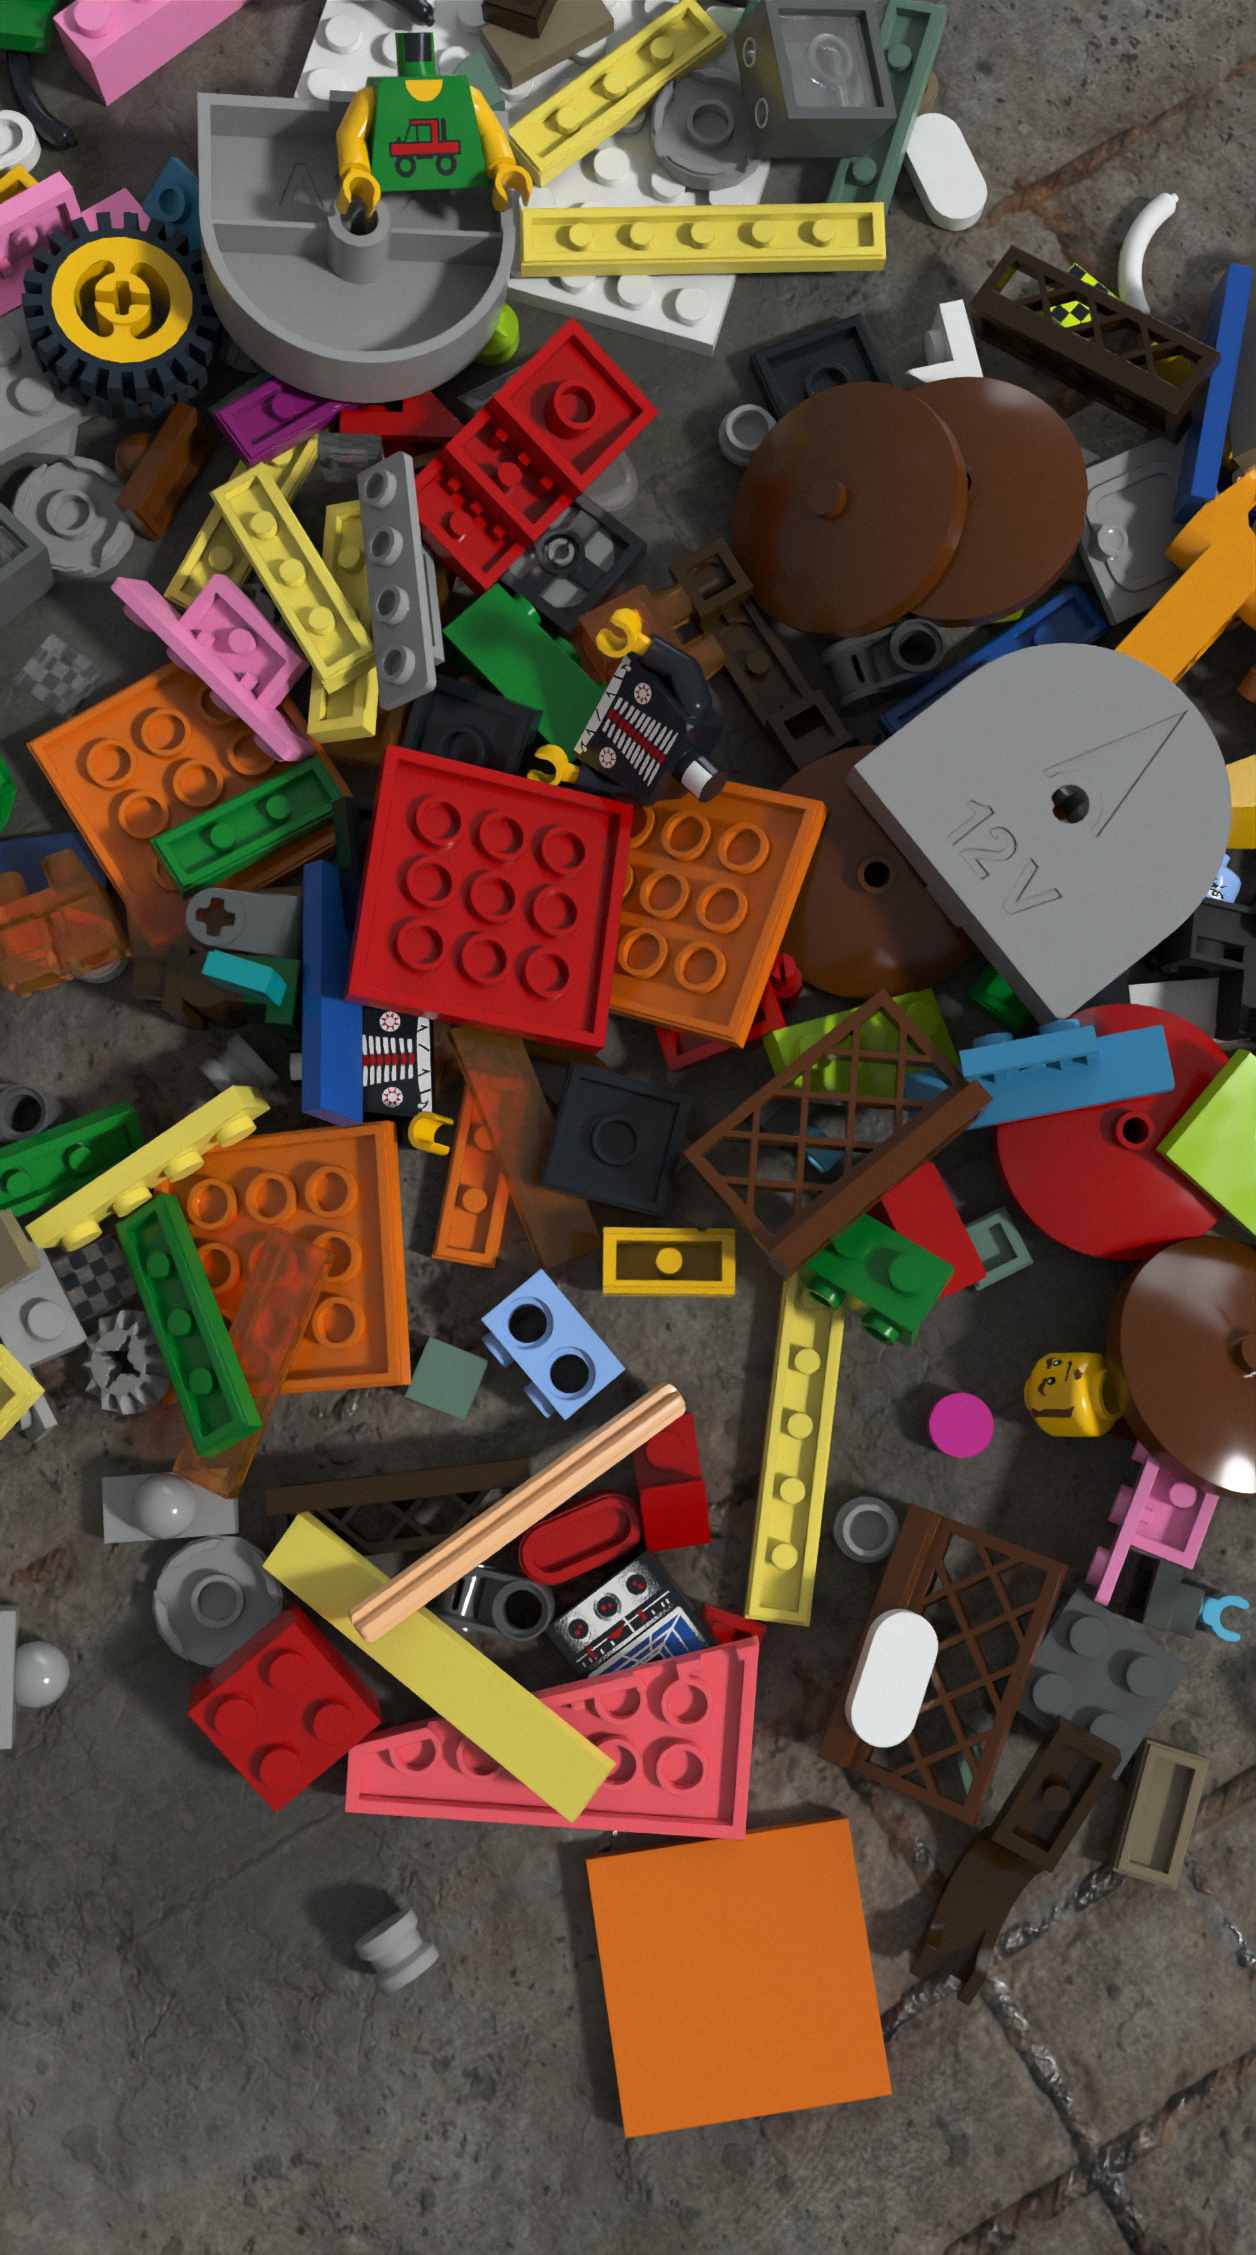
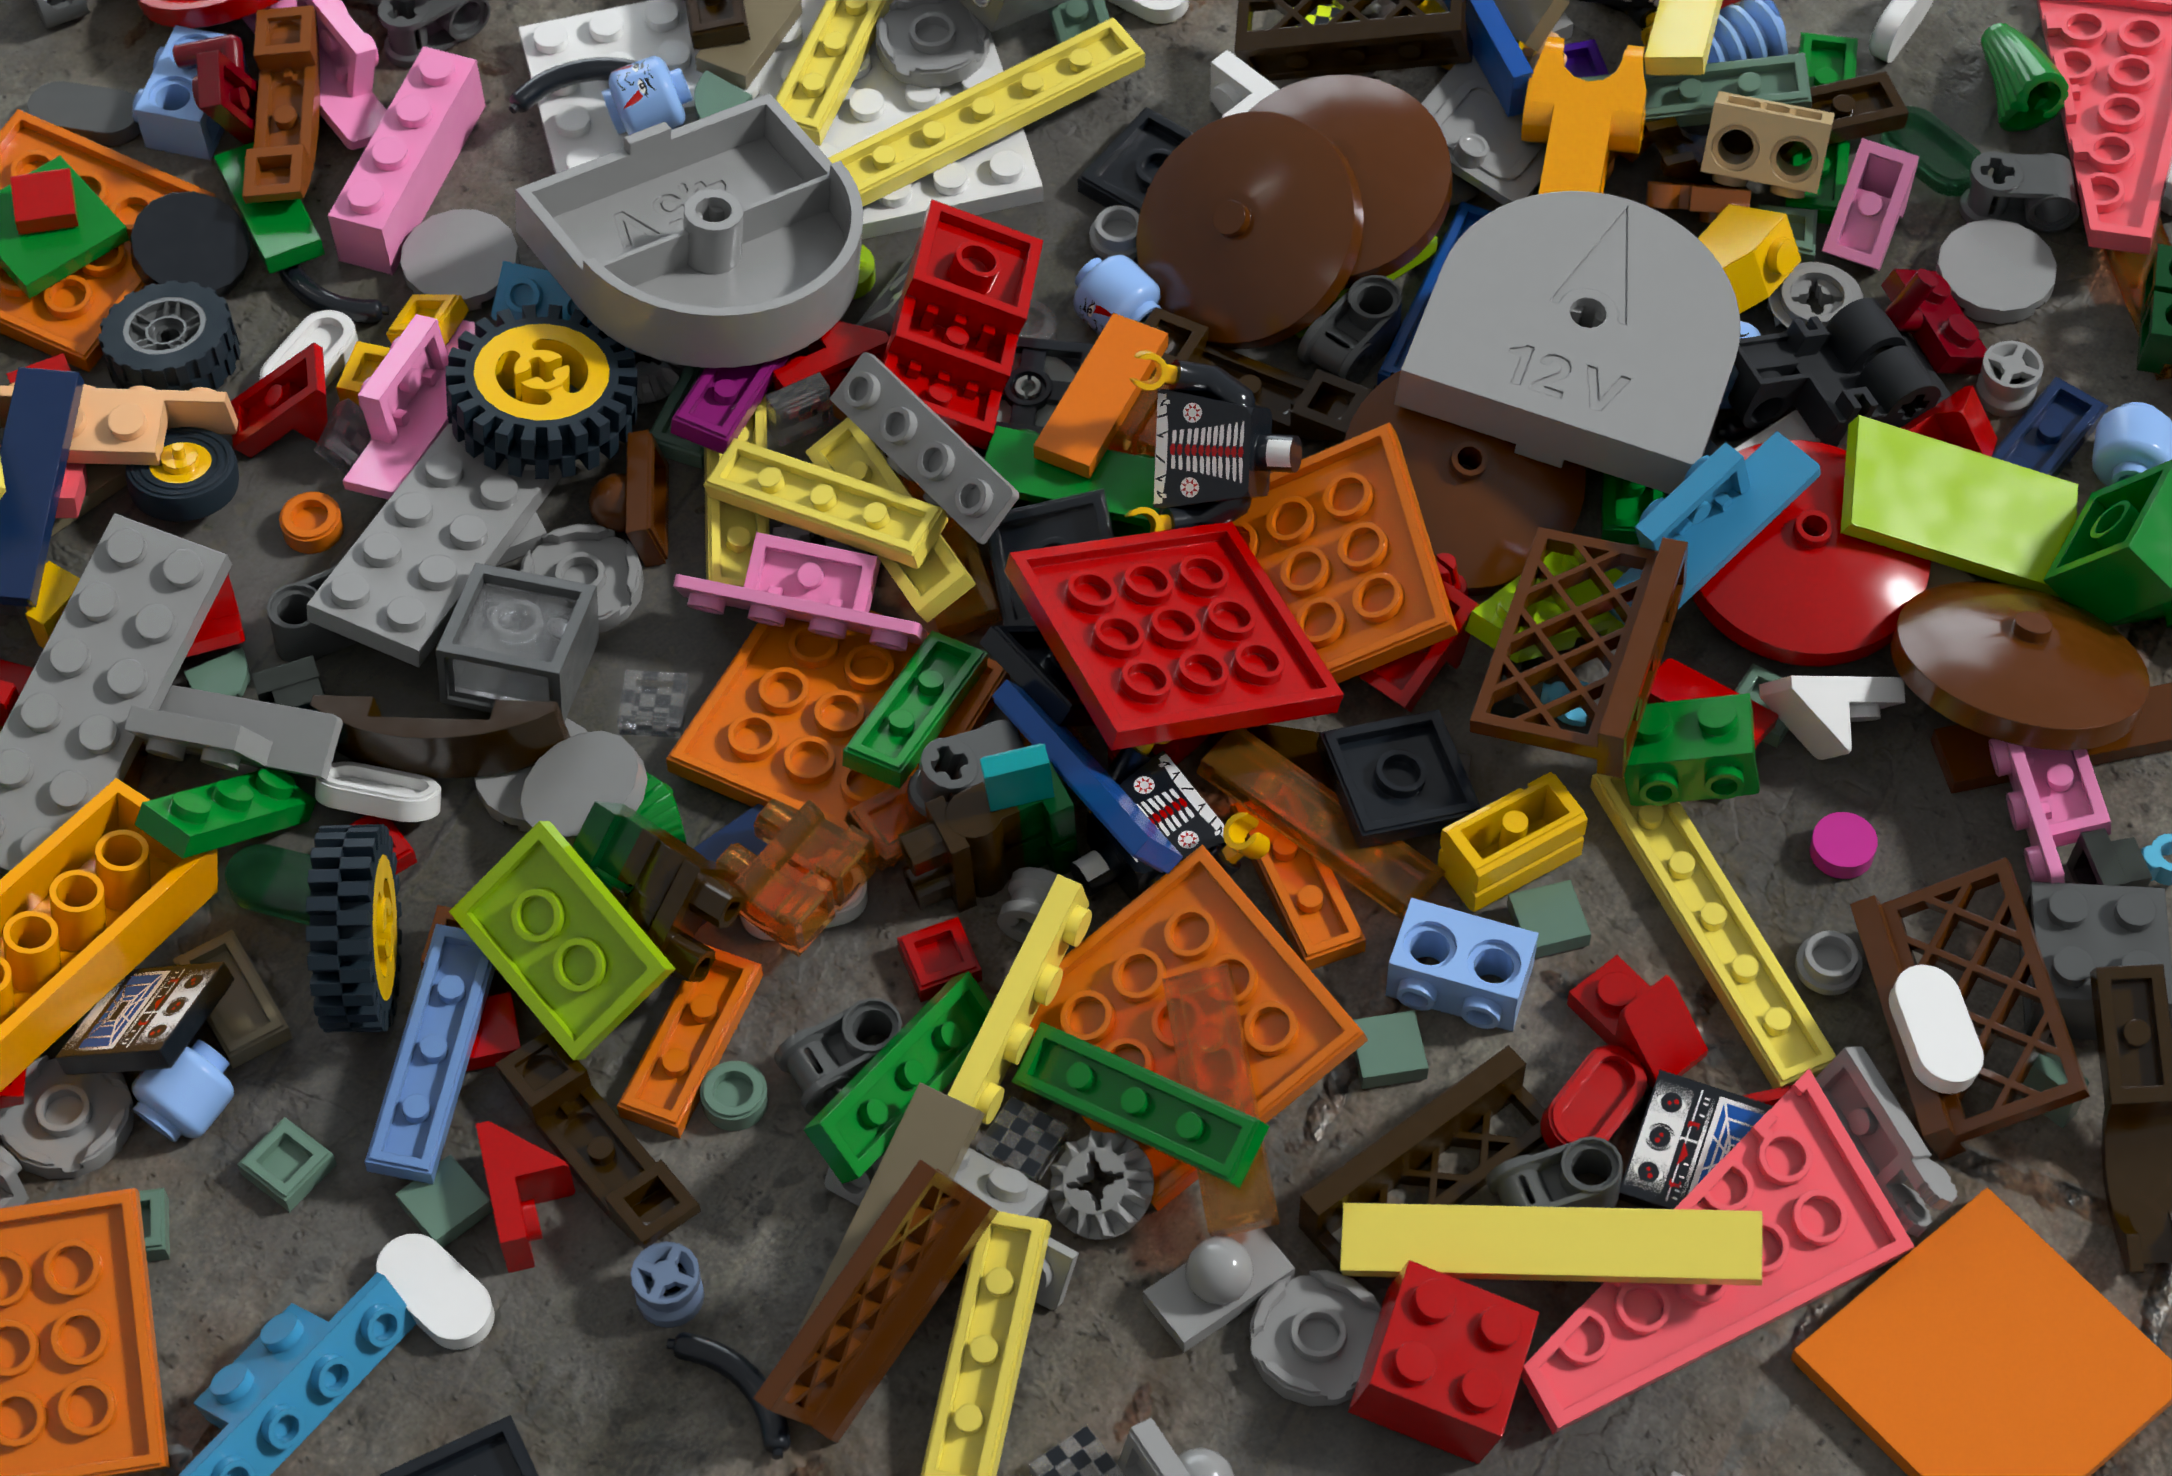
camera: 25 degrees left, 25 degrees down
(97, 176) = (446, 308): none -> yellow tile
(139, 1066) = (937, 956): none -> red tile
(155, 119) = (458, 255): none -> light grey tile
(378, 40) = (646, 96): none -> light blue head
(423, 134) = (727, 129): torso -> none
(516, 1512) = (1530, 1089): light nougat axle -> none
(567, 626) = (1099, 396): none -> orange tile
(661, 1341) = (1553, 914): none -> sand green tile
(698, 503) = (1114, 287): none -> light blue head
(787, 1727) = (1886, 1139): none -> light grey hinge
(1032, 1292) = (1823, 706): none -> white slope
(1072, 1395) = (1917, 757): yellow head -> none

